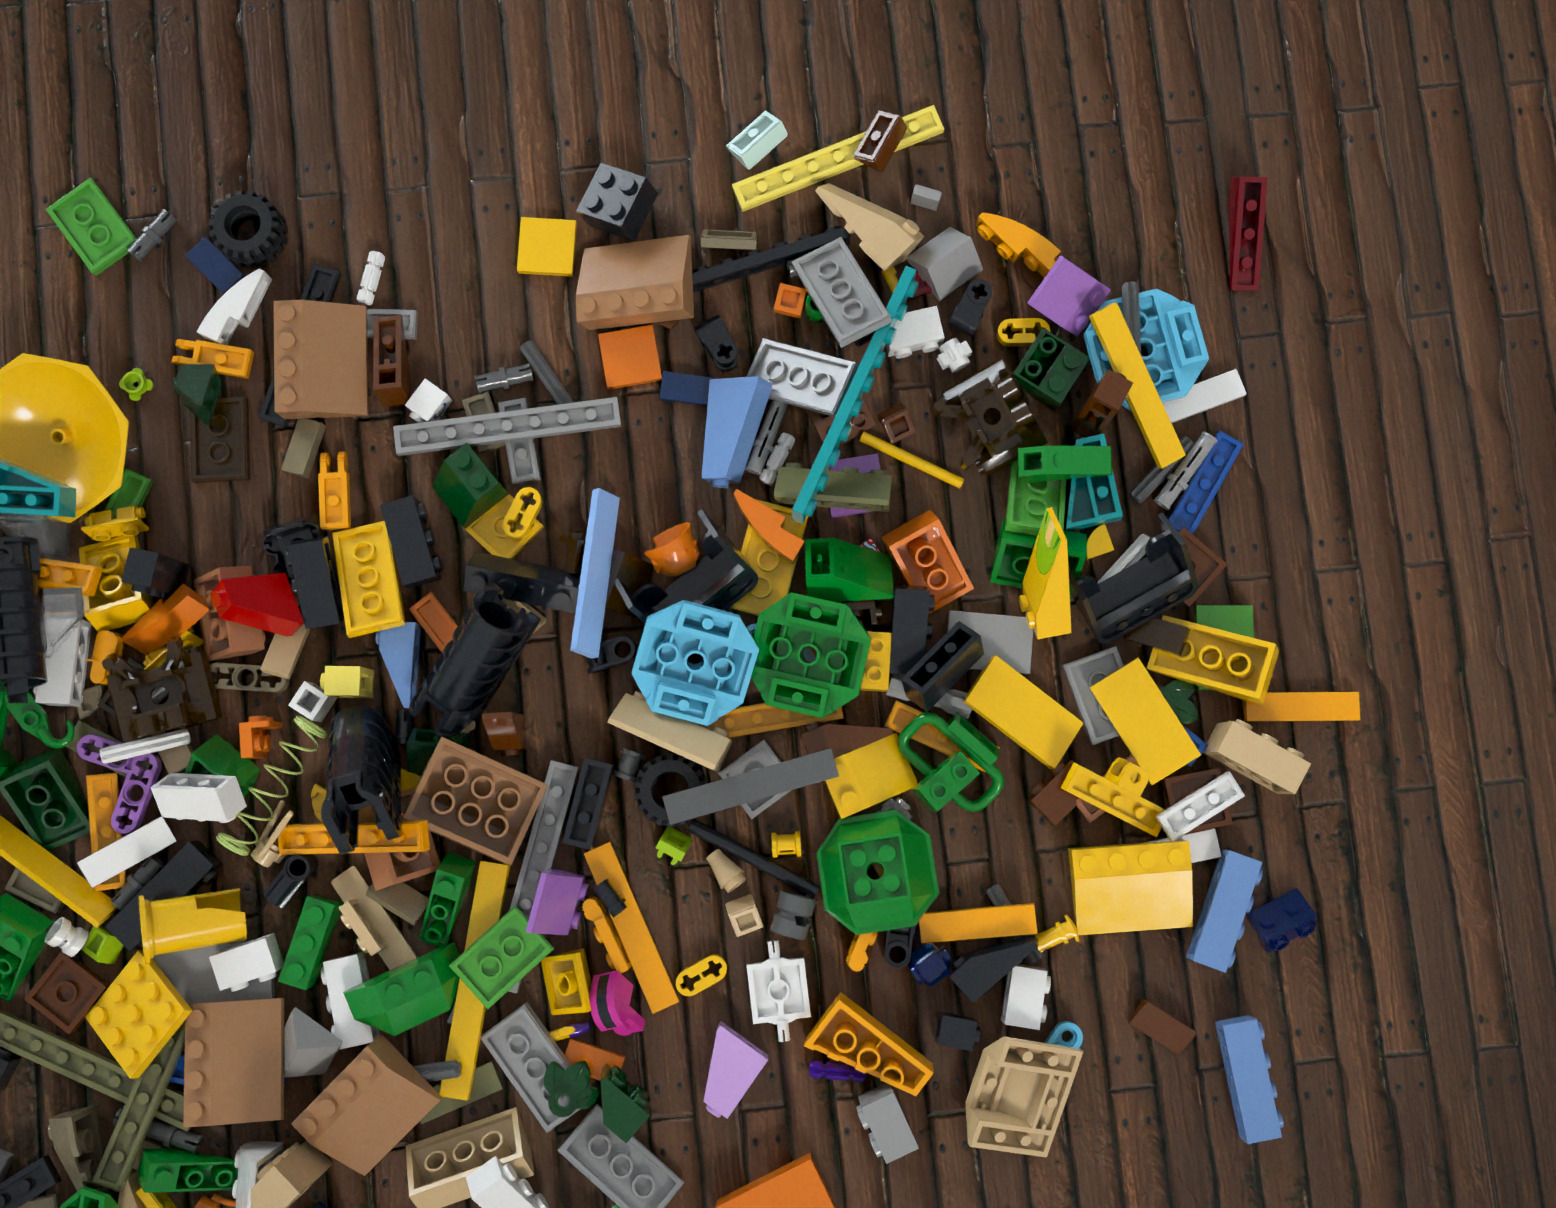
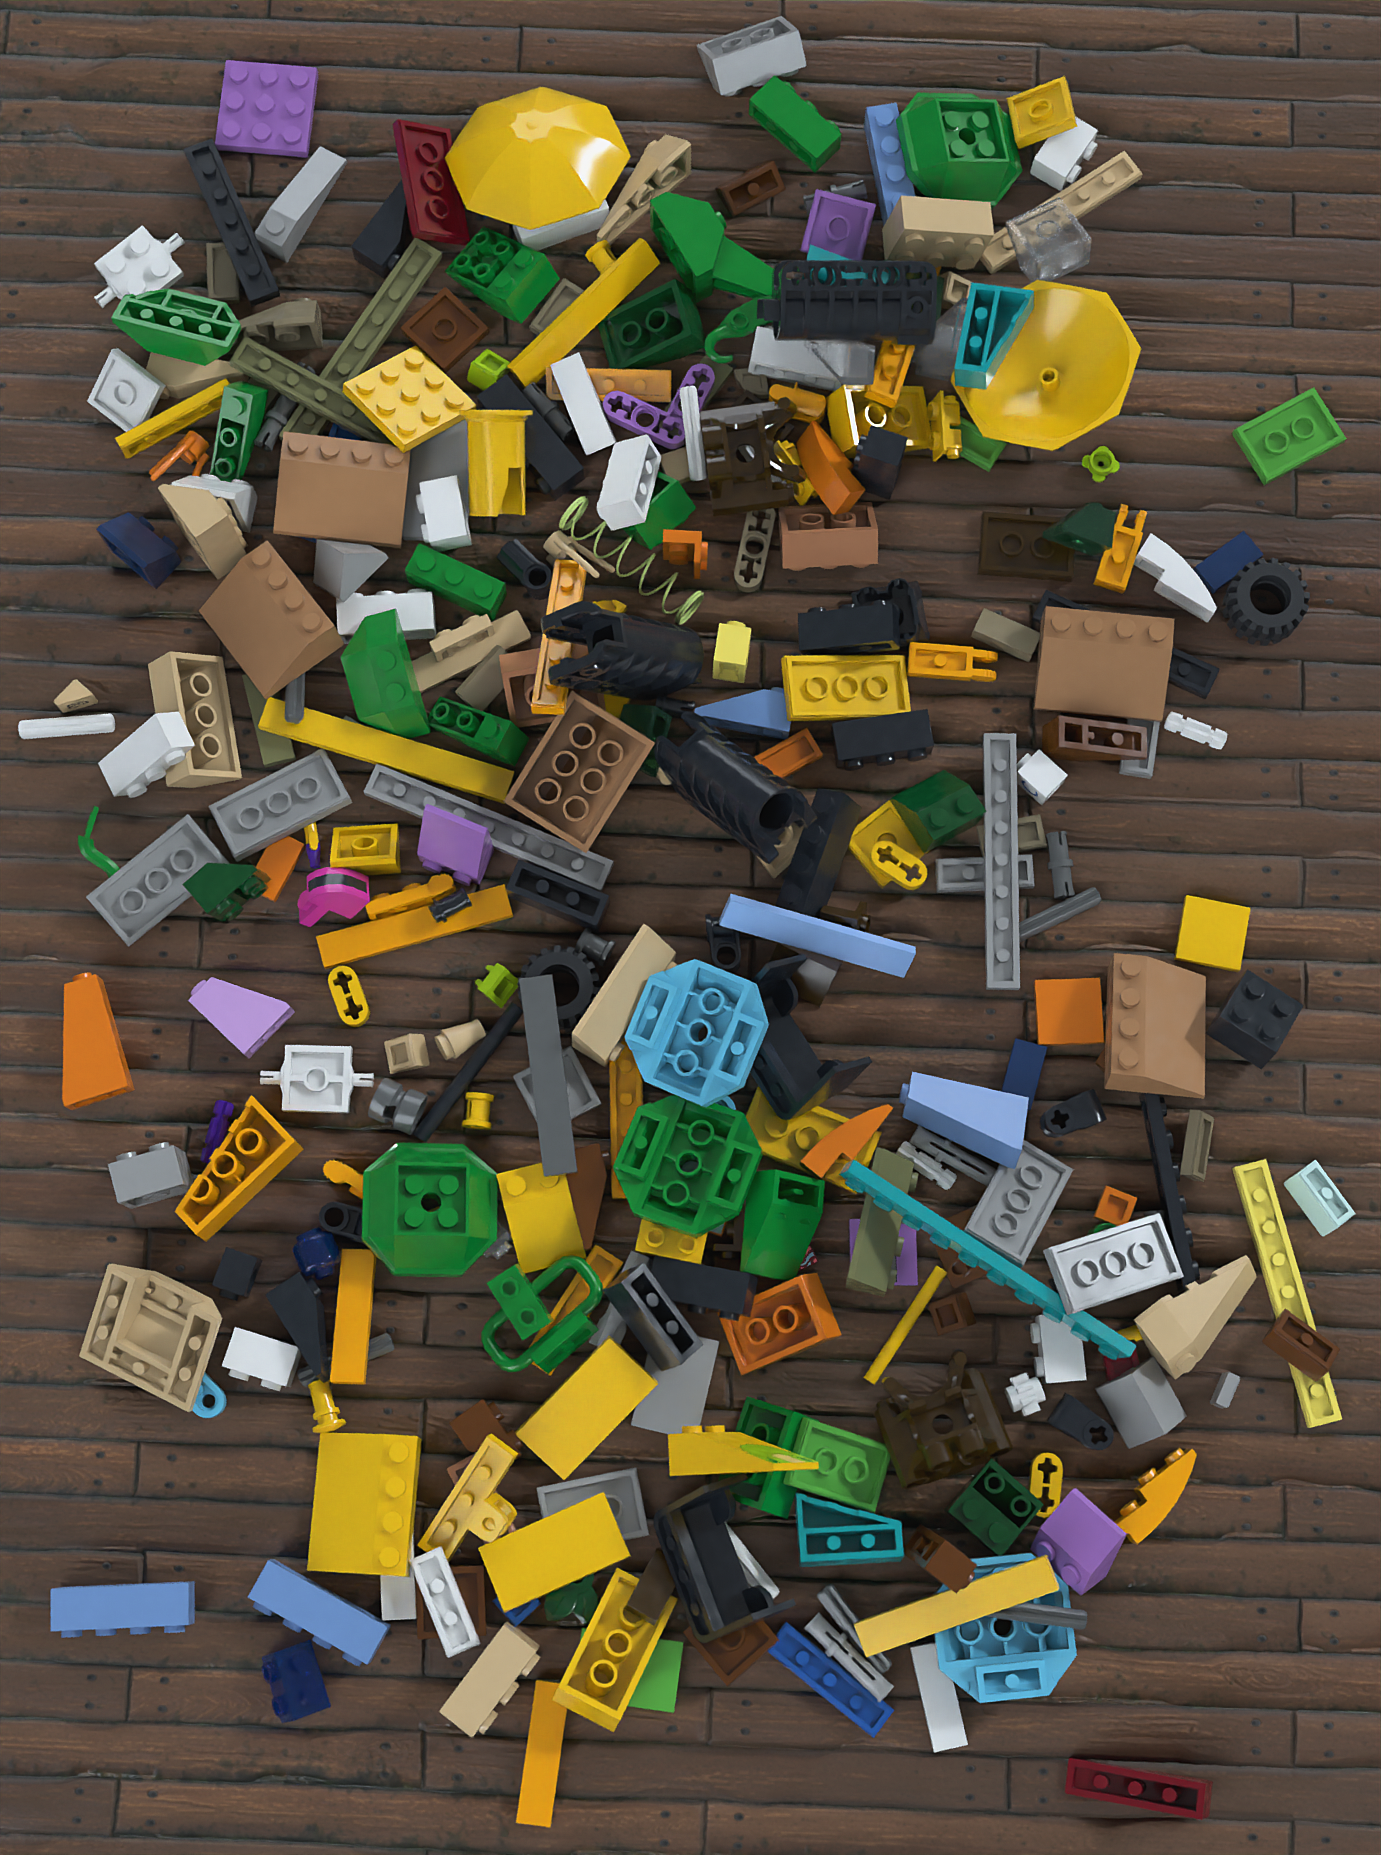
camera: 100 degrees right, 5 degrees down
(66, 937) = (502, 334): white wheel -> none
(151, 235) = (1271, 497): dark grey pin -> none
(258, 602) = (832, 567): red slope -> none
(284, 653) = (779, 590): tan tile -> none
(312, 702) = (715, 609): white brick -> none
(501, 957) = (404, 779): bright green tile -> none
(506, 732) = (651, 815): reddish brown slope -> none
(569, 1083) = (255, 838): dark green plate -> none
(674, 551) = (829, 1034): orange helmet -> none
(1063, 462) = (873, 1498): green slope -> none
(1099, 542) = (775, 1535): yellow tile -> none
(1161, 1027) = (199, 1515): reddish brown slope -> none

